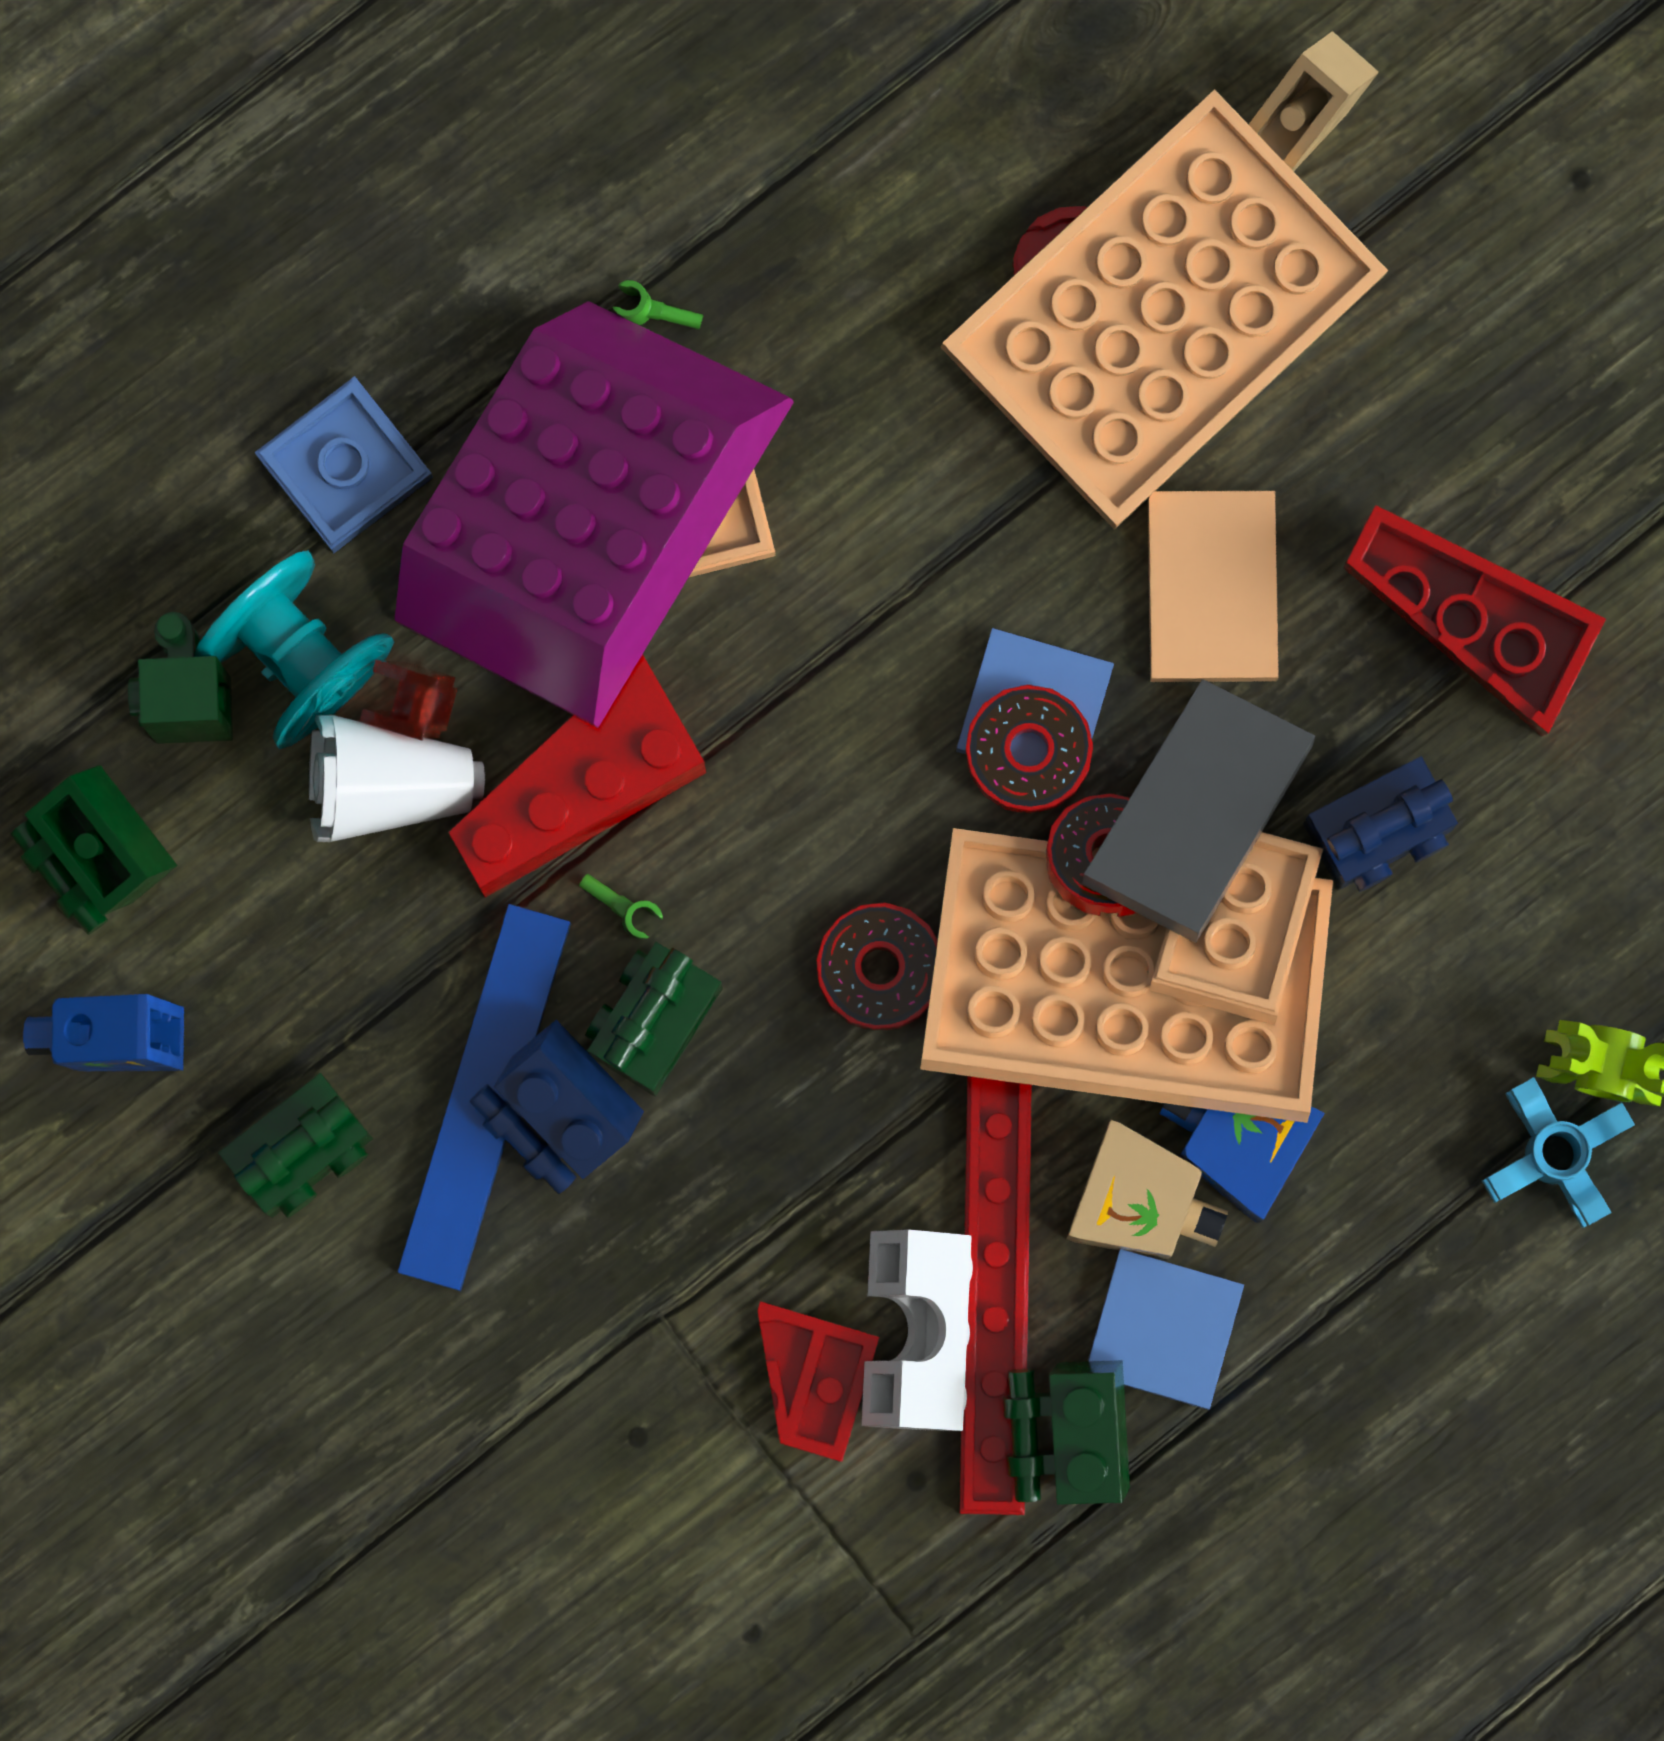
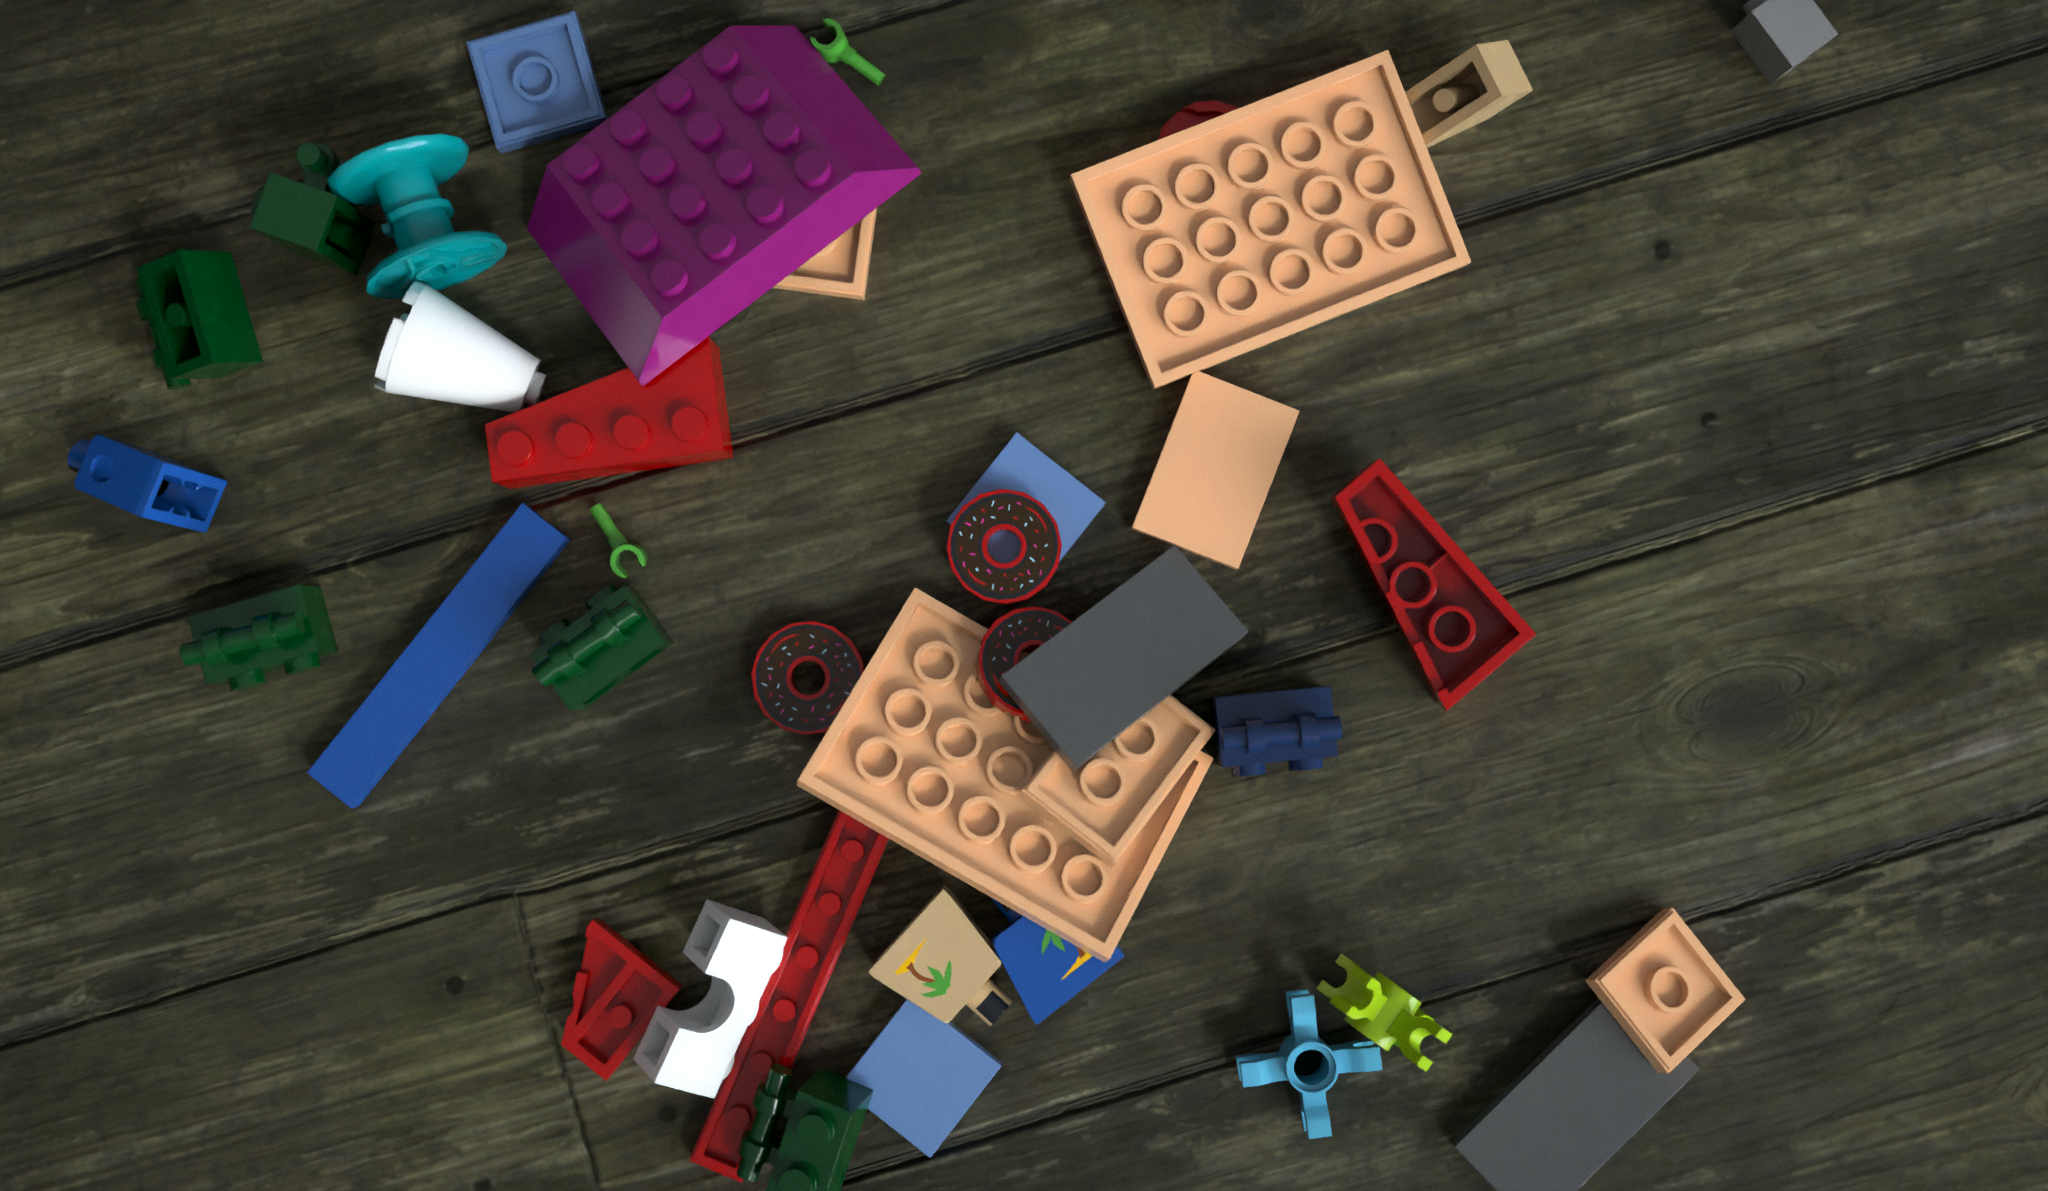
camera: 20 degrees right, 5 degrees up
(421, 701) = (516, 309): clear red window -> none
(566, 1101) = (489, 692): dark blue brick -> none

